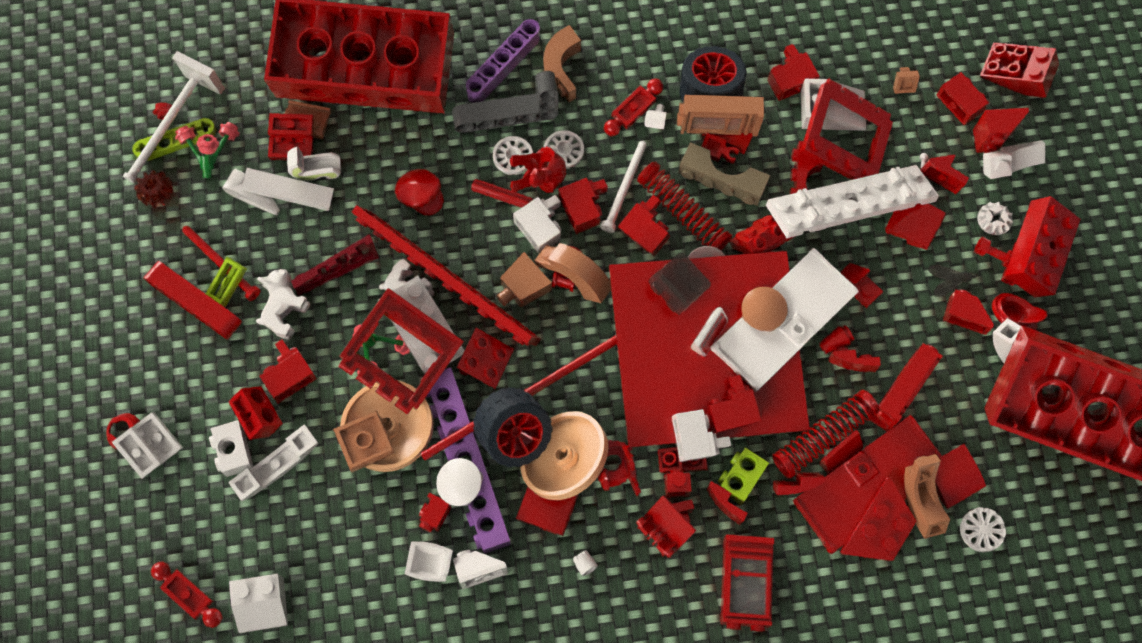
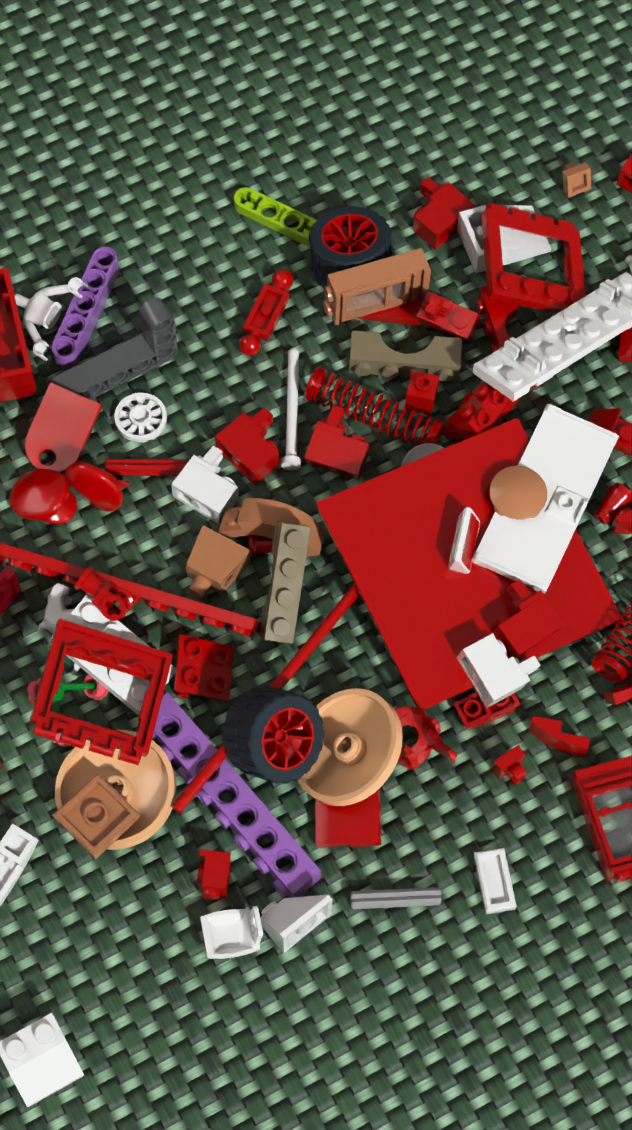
camera: 20 degrees left, 5 degrees down
(430, 281) = (105, 595): none -> red connector
(452, 144) = (61, 427): none -> tile
(458, 196) = (96, 486): none -> red piece
(459, 482) = (232, 823): white dish -> none
(472, 54) = (45, 312): none -> white piece
(538, 172) = (191, 430): red piece -> none
(558, 50) = (149, 271): nougat arch -> none
(559, 579) = (396, 898): none -> light grey axle
(565, 147) = (200, 390): white wheel -> none
(566, 315) = (283, 599): none -> dark tan arch
(585, 563) = (419, 867): white hose -> none
(636, 593) = (495, 881): none -> white tile
(656, 118) = (299, 316): white piece -> none
(666, 527) = (500, 788): red hinge -> none
(667, 41) = (277, 221): none -> lime beam
(677, 484) = (493, 735): red brick -> none
(679, 283) = (408, 496): clear smoke bracket -> none
(718, 149) = (387, 327): red plate -> none
(725, 206) = (422, 392): none -> red brick
(746, 478) = (571, 700): lime brick -> none
(766, 156) = (448, 317): none -> red hinge

